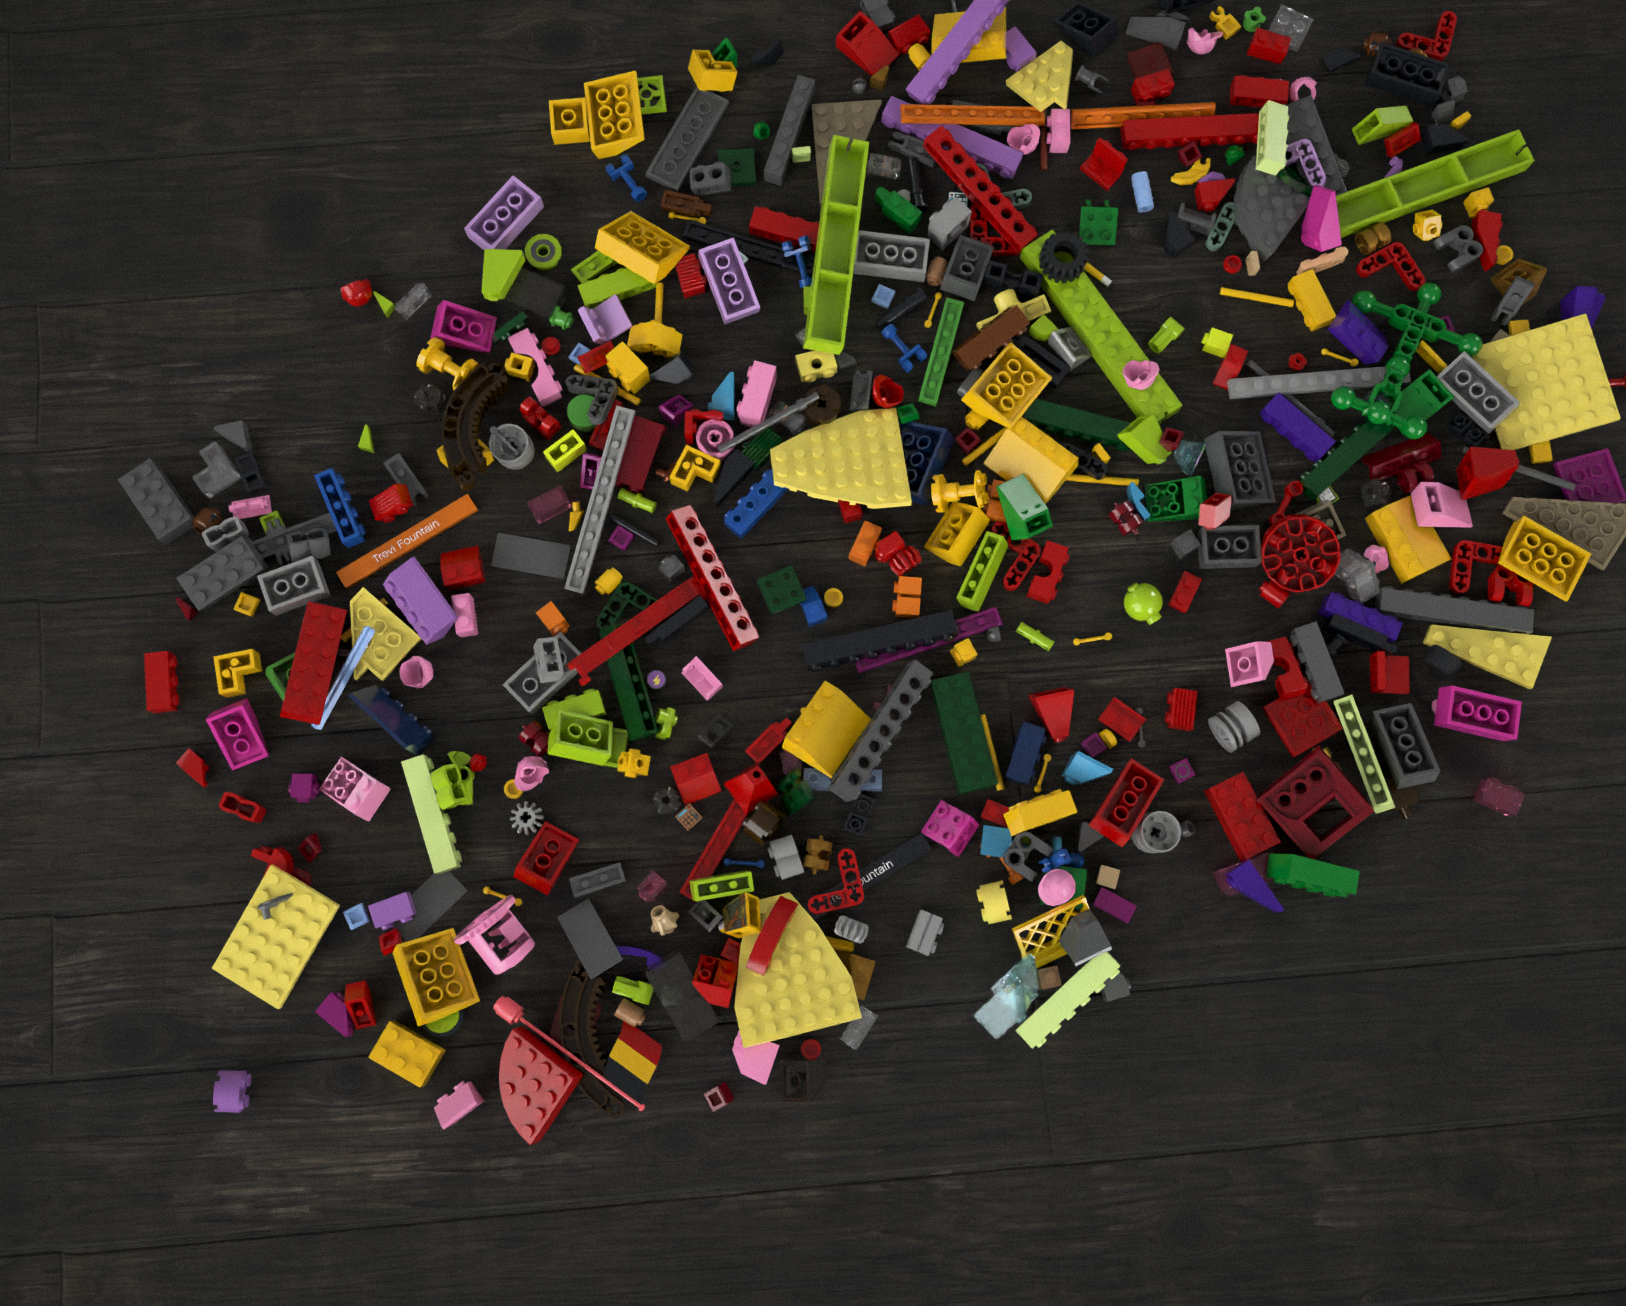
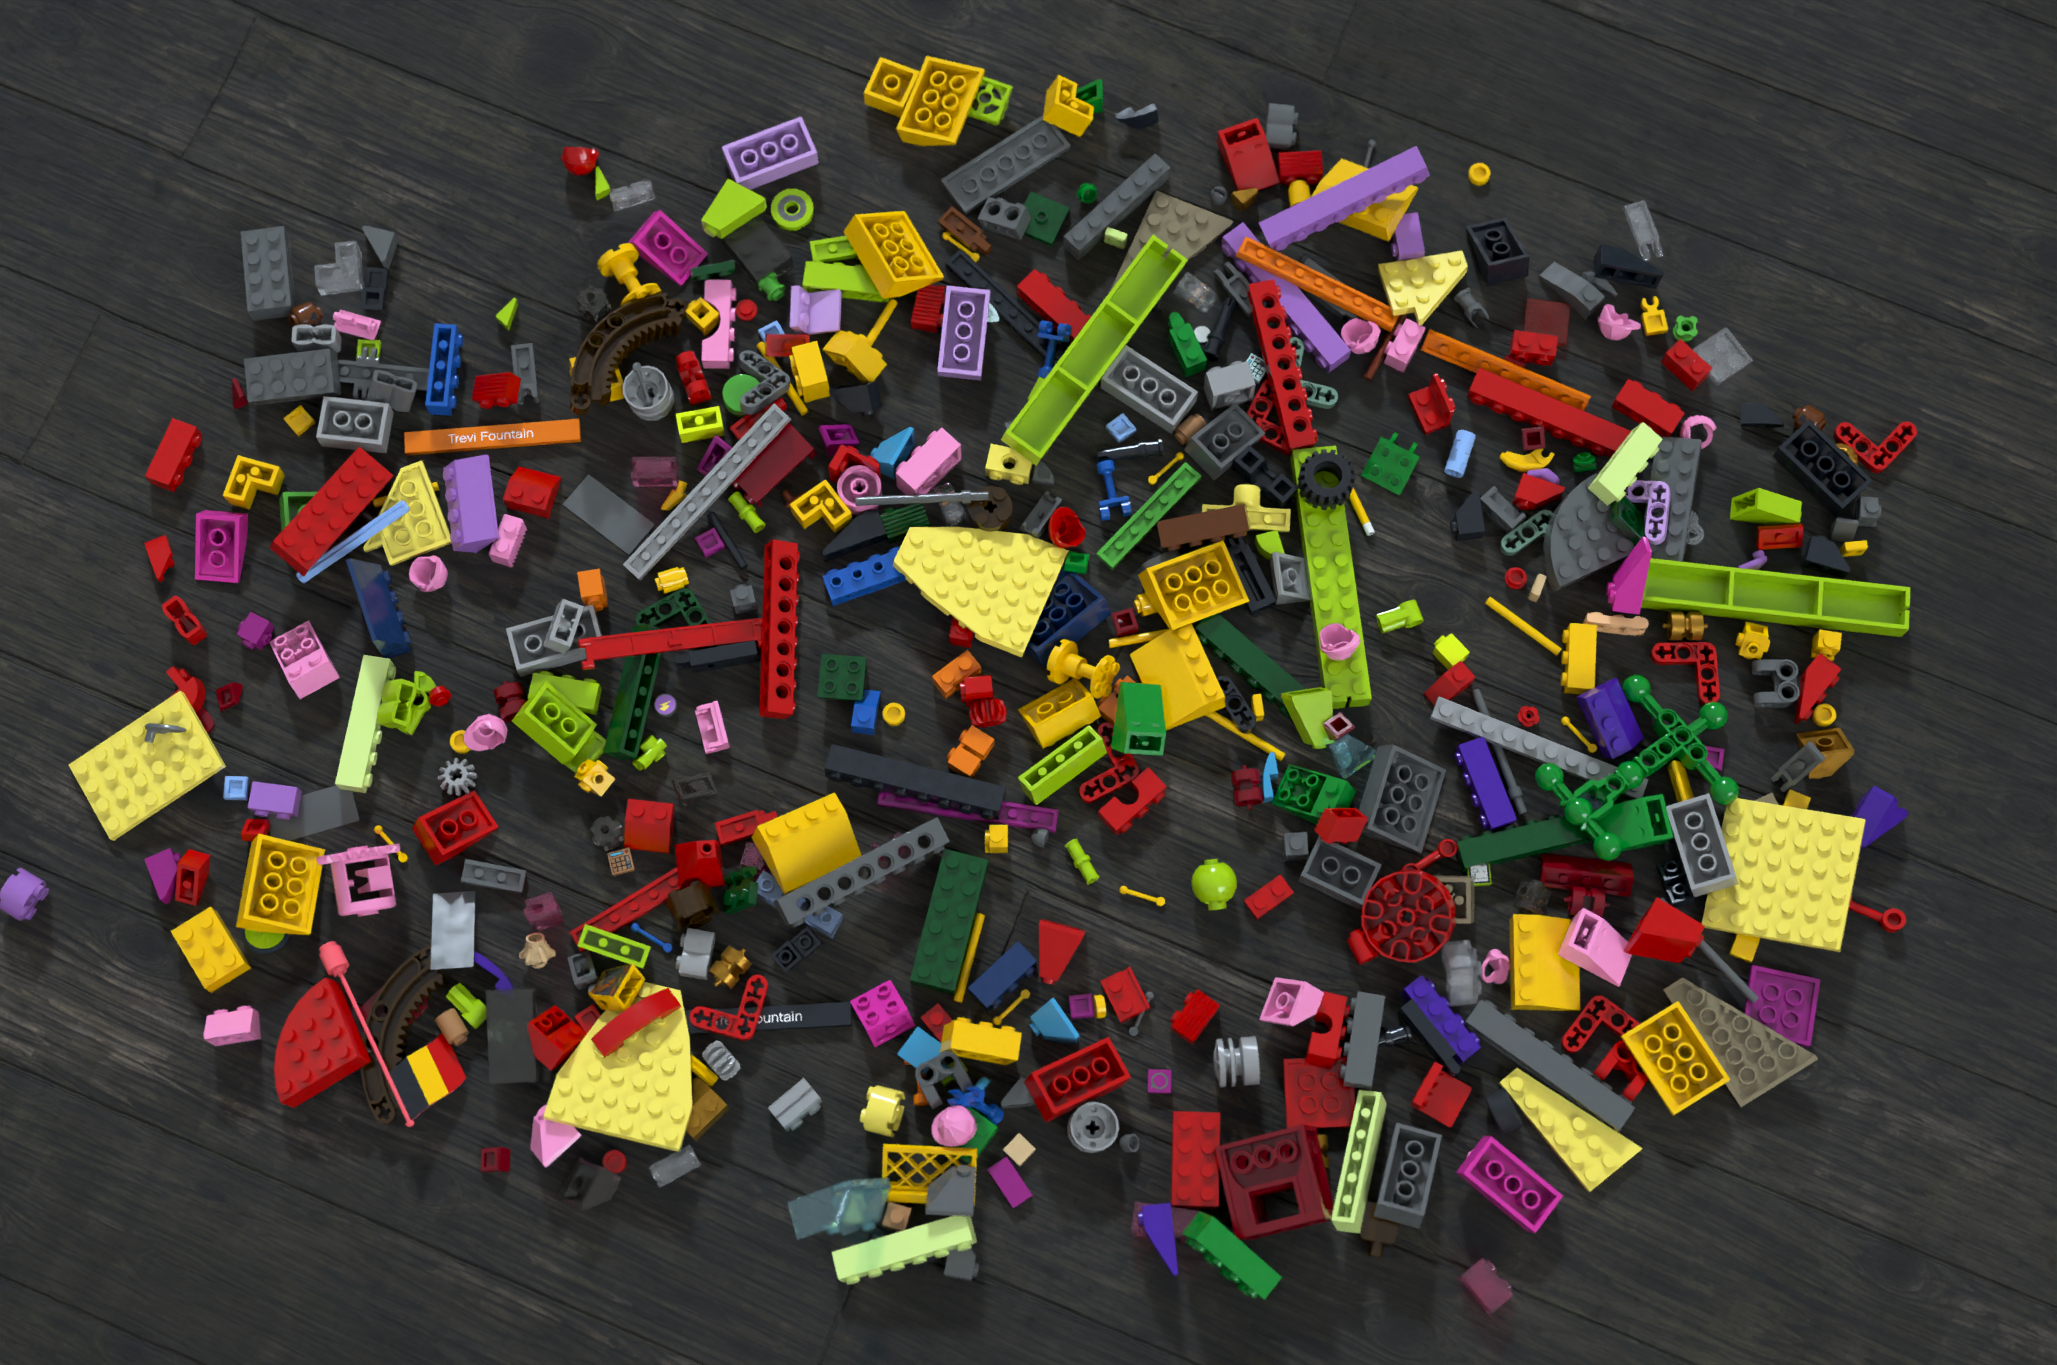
camera: 30 degrees right, 5 degrees down
(638, 193) = (922, 196): blue bar -> none

